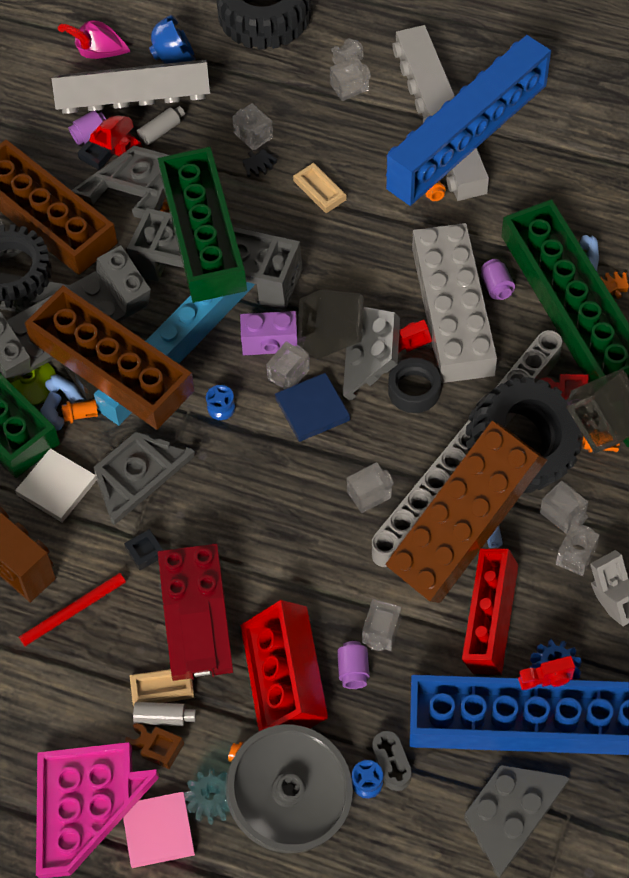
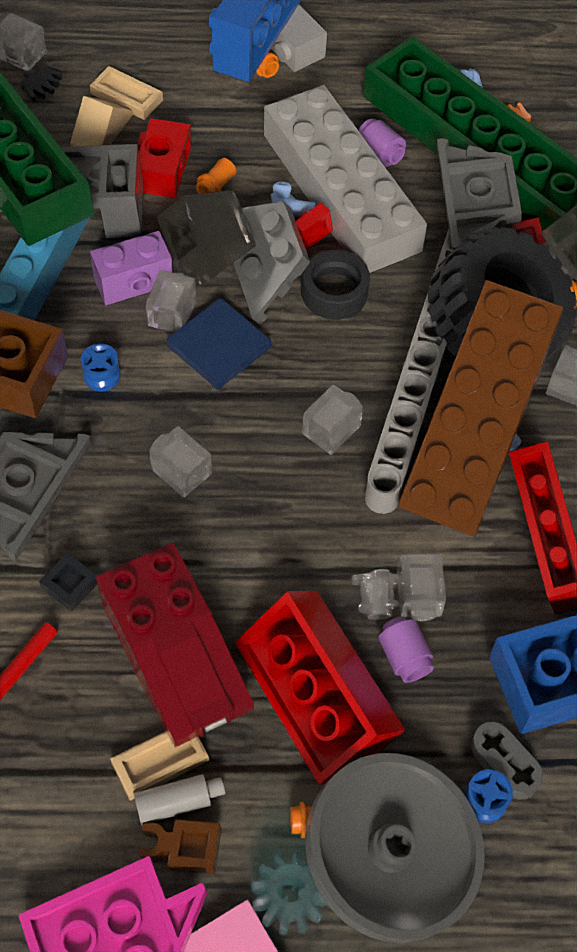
camera: 25 degrees left, 0 degrees up
(249, 487) = (180, 461): none -> clear brick
(288, 210) = (99, 122): none -> tan slope
(325, 250) = (164, 156): none -> red brick
(348, 621) = (377, 593): none -> clear brick
(353, 280) = (216, 177): none -> orange pin
(405, 309) = (281, 193): none -> light blue arm
(543, 343) = (477, 190): none -> dark grey wing

